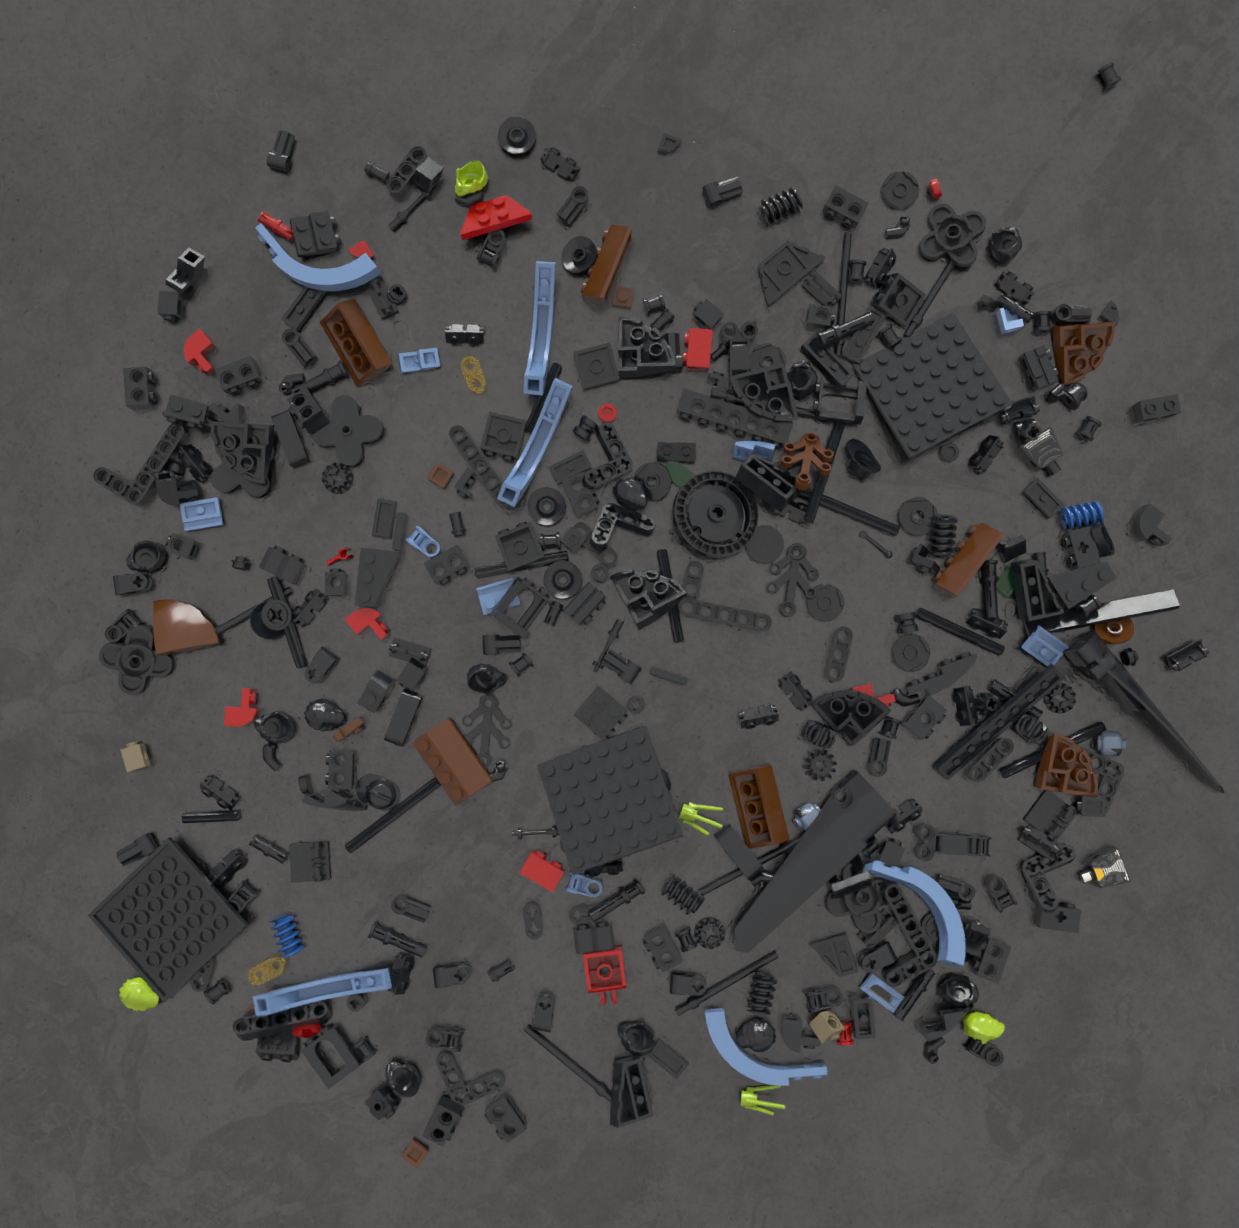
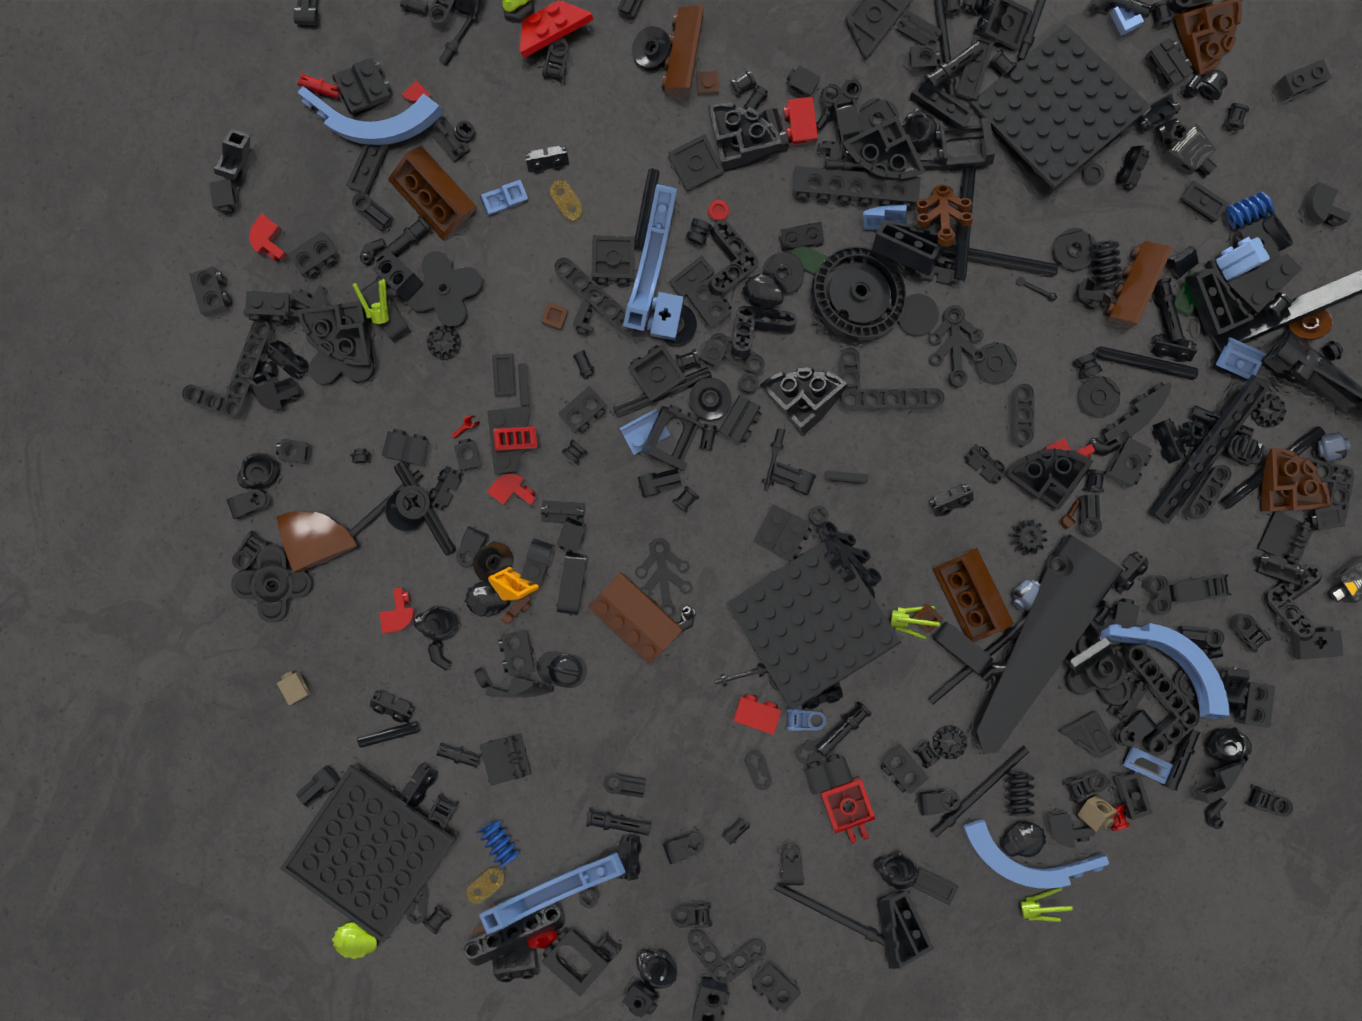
camera: 15 degrees left, 0 degrees up
(201, 514) = (307, 412): medium blue plate -> none
(283, 437) = (379, 310): none -> lime plant
(342, 688) = (501, 560): none -> black dish
(346, 707) = (510, 585): none -> light orange slope
(364, 569) = (497, 438): none -> red slope
(392, 815) = (583, 690): black axle -> none
(422, 541) = (550, 389): medium blue piece -> none
(431, 600) = (574, 452): none -> black wheel
(485, 678) = (651, 522): black hair -> none
(538, 485) = (668, 328): none -> medium blue brick
(542, 328) = (628, 134): medium blue arch -> none
(653, 744) = (847, 553): none -> black plant
(674, 612) = (837, 410): black axle -> none
(682, 895) = (913, 708): black piece -> none
(715, 815) = (930, 614): none -> reddish brown plate
(820, 734) = (1022, 504): black gear -> none
(857, 758) = (1067, 521): none -> reddish brown hand
(862, 459) = (1002, 201): black piece -> none
(982, 1027) = (1263, 777): lime hair -> none
(1065, 557) = (1243, 258): none -> light blue brick

